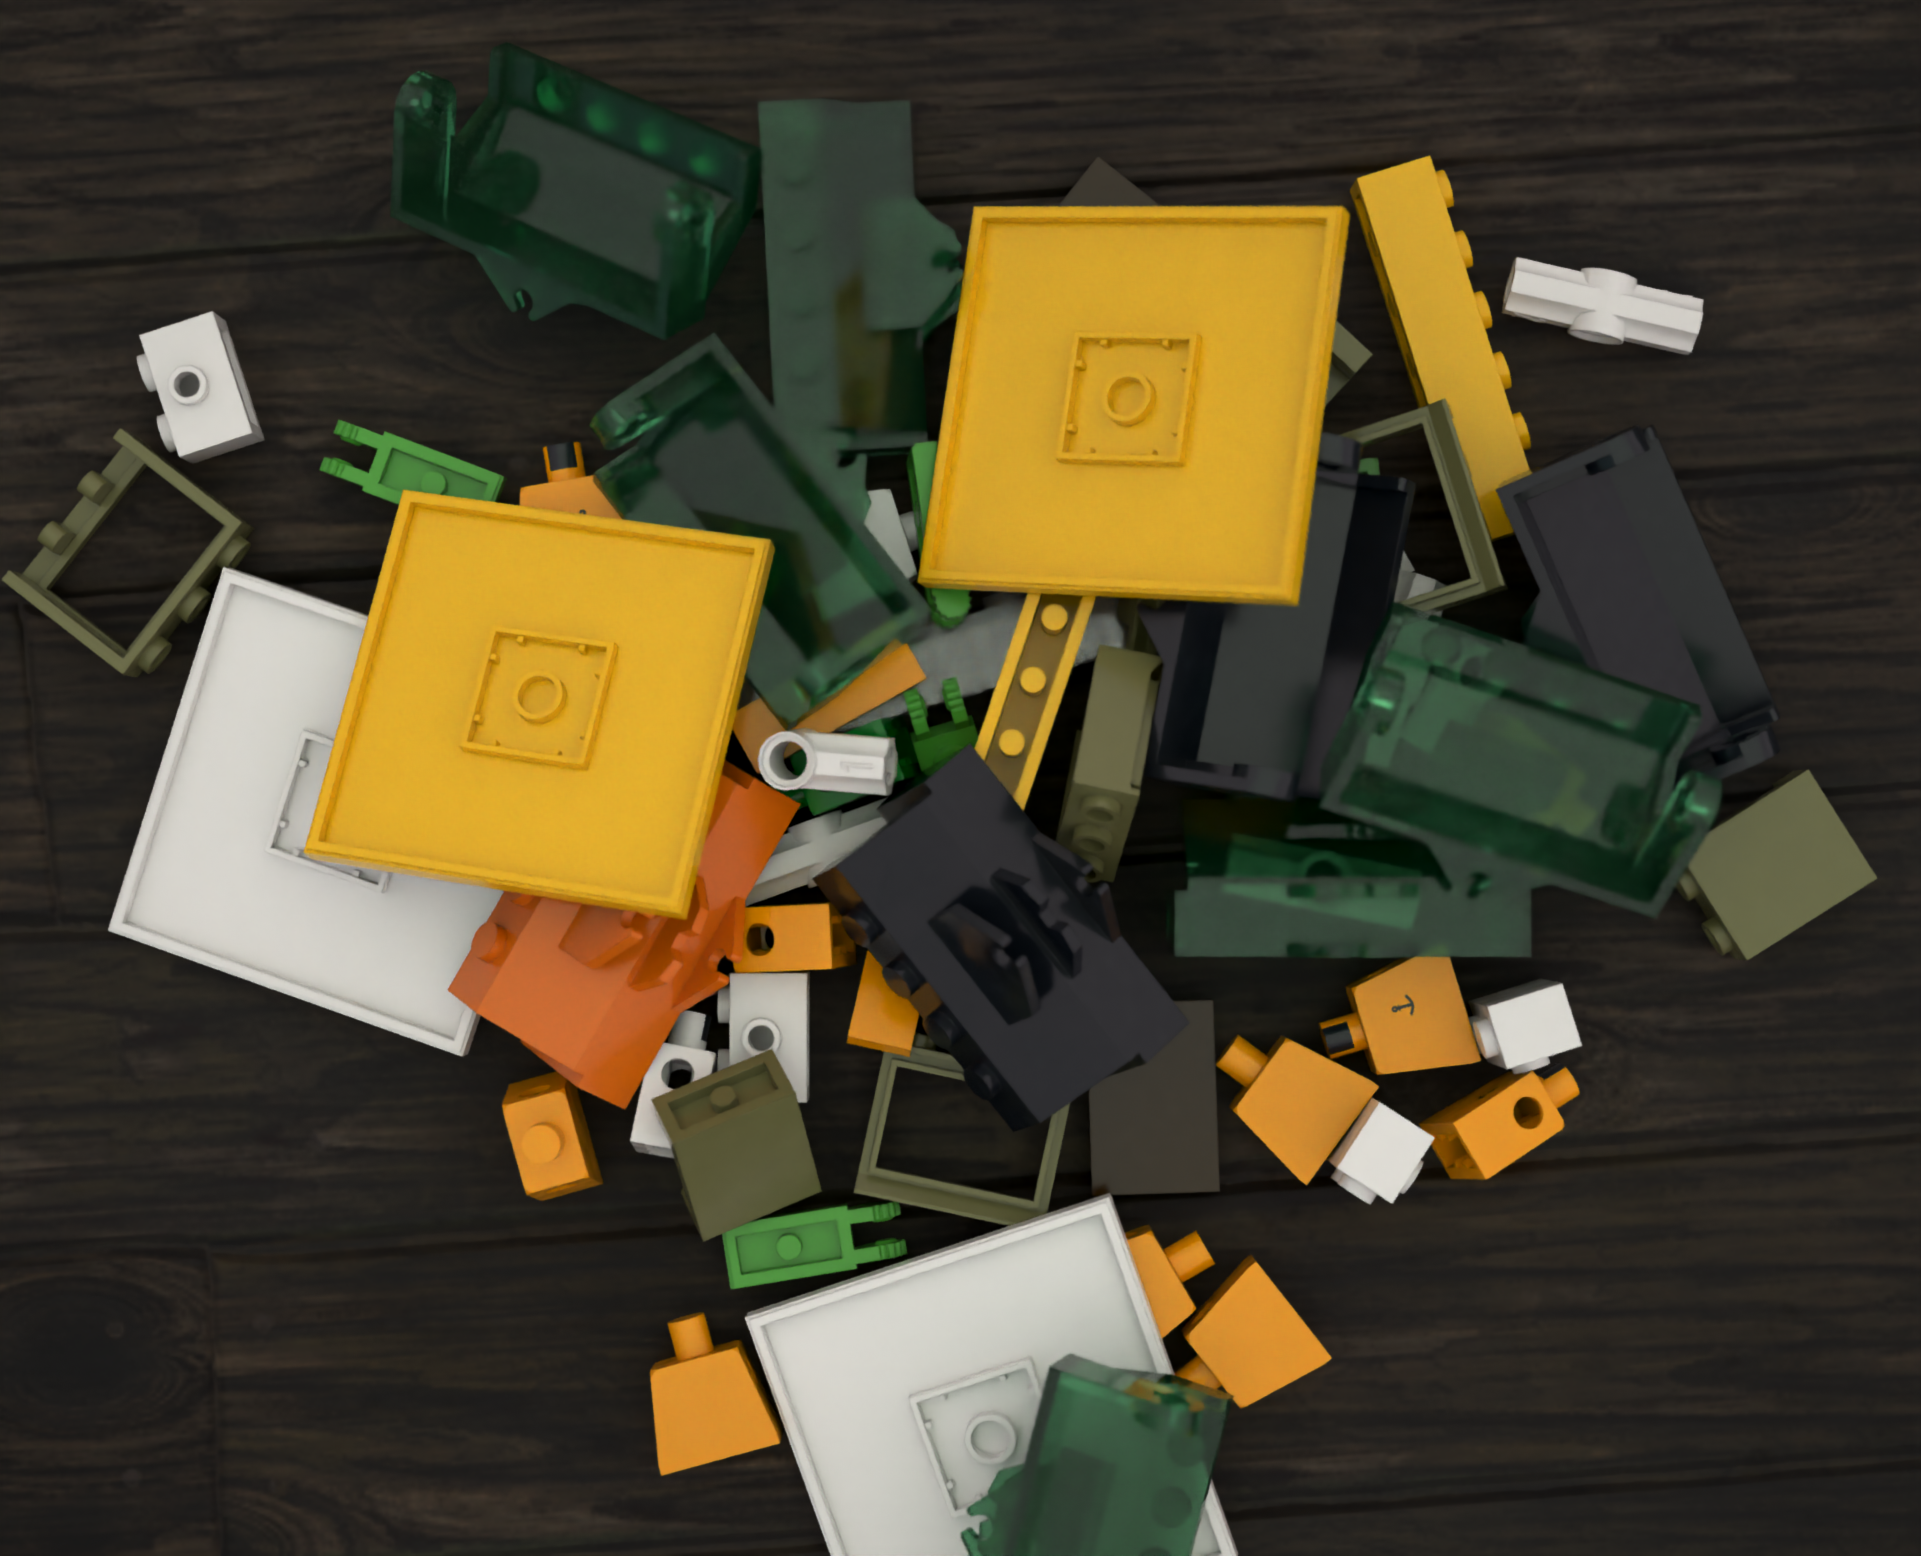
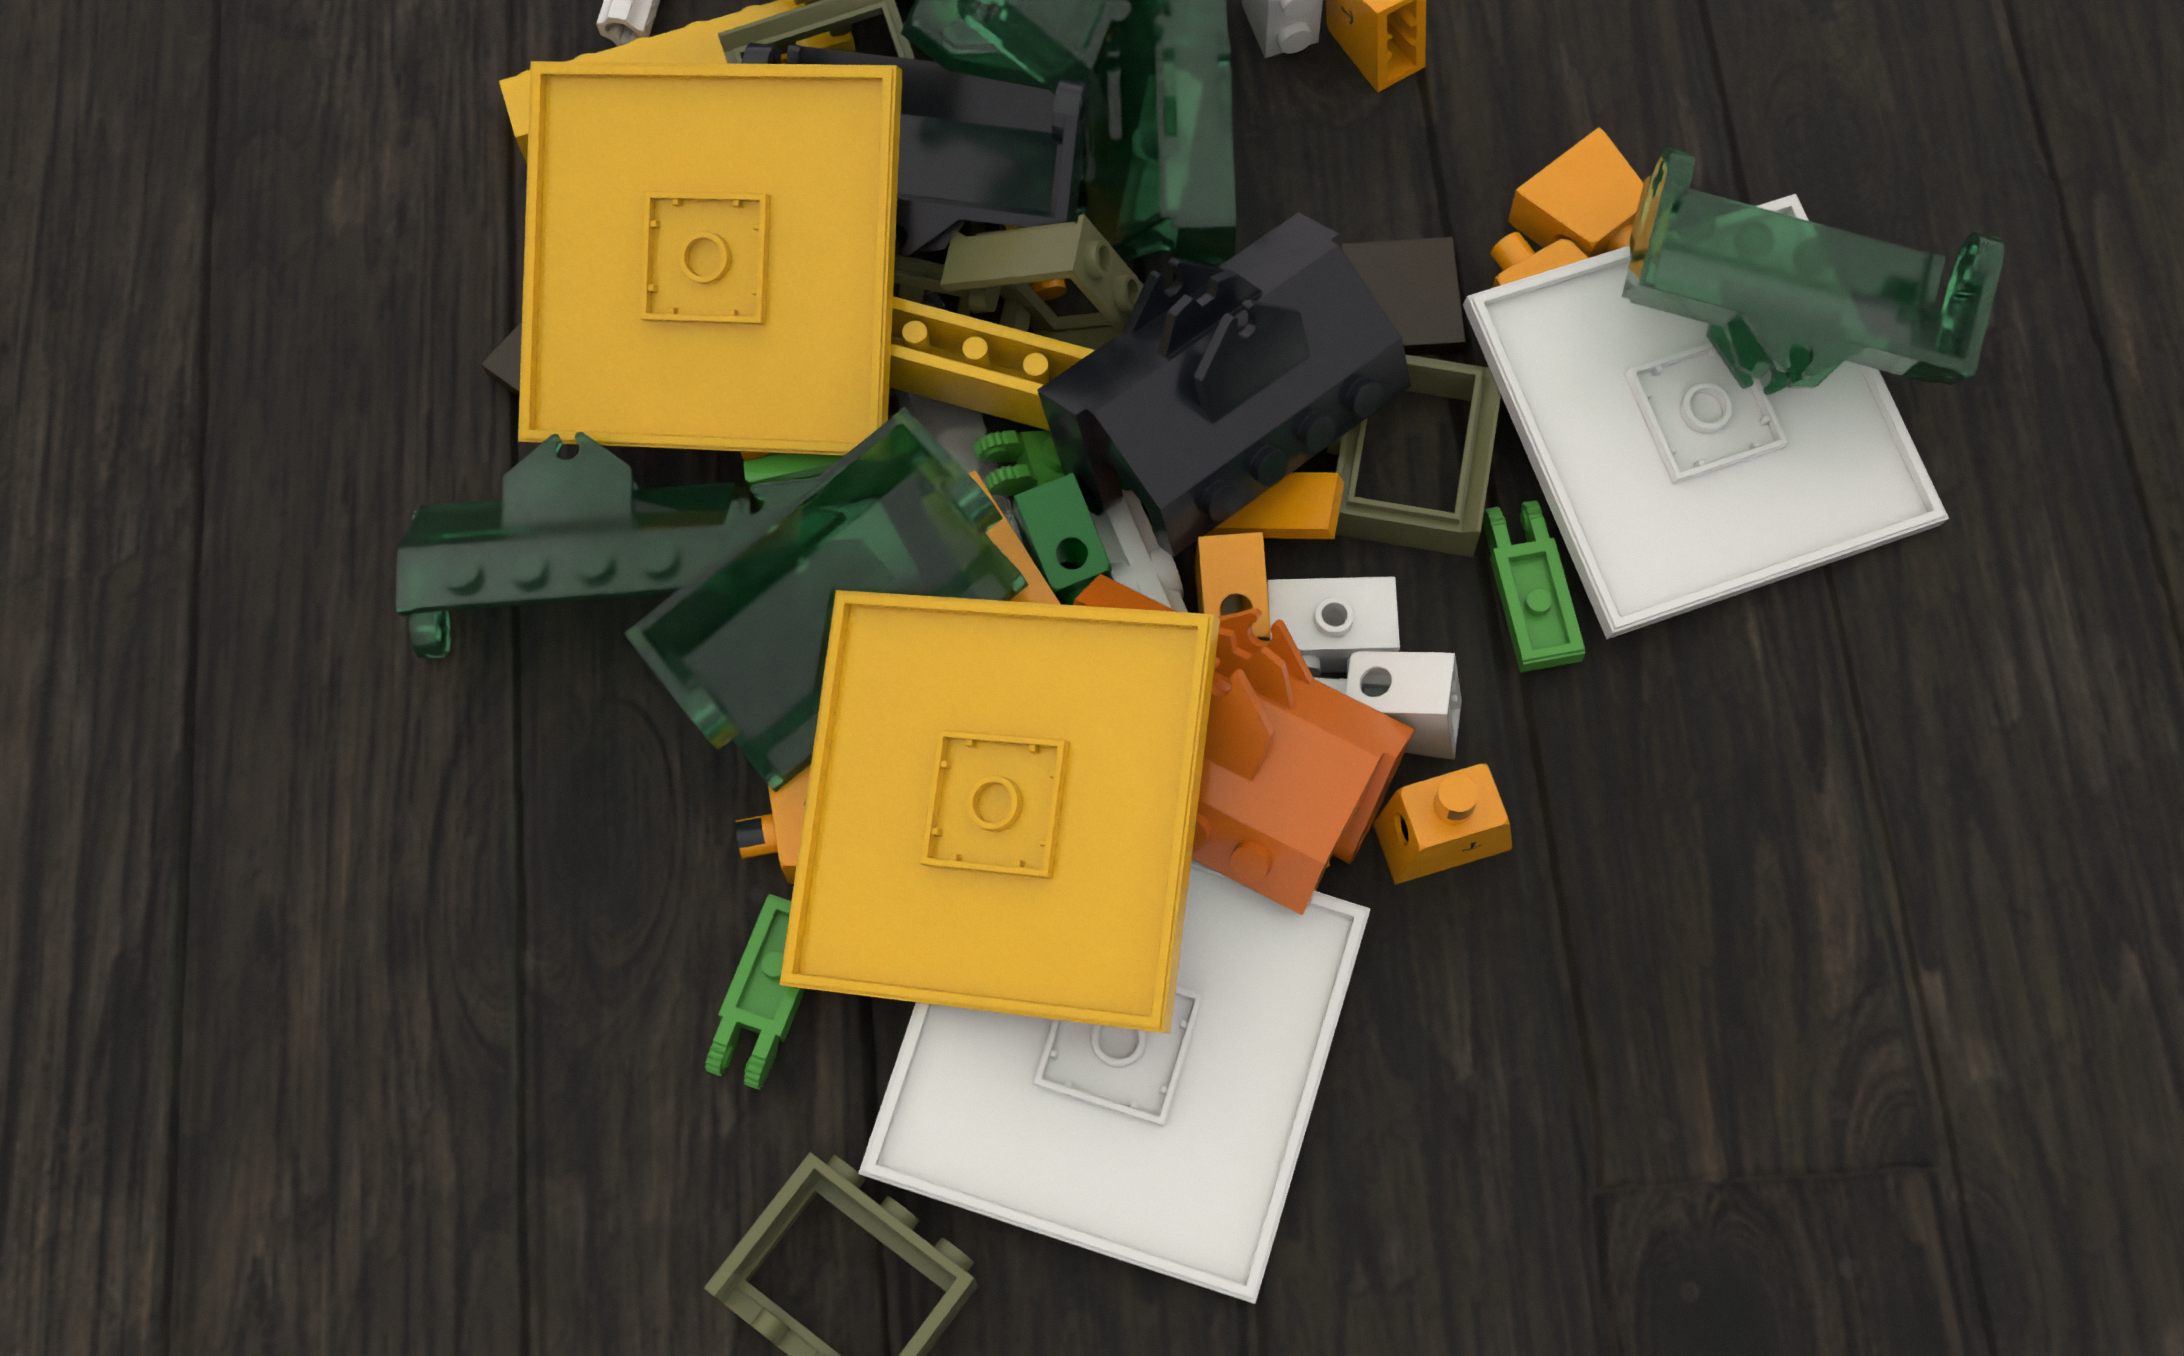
camera: 85 degrees left, 20 degrees down
(199, 388) = (665, 1214): white brick -> none
(574, 190) = (474, 805): clear green piece -> none
(708, 1400) = (1700, 673): light orange torso -> none
(738, 1144) = (1440, 618): olive panel -> none
(833, 762) = (1057, 528): white piece -> none
(1294, 1100) = (1368, 173): light orange torso -> none
(1379, 1154) = (1404, 95): white brick -> none
(1405, 1018) = (1284, 91): light orange torso -> none

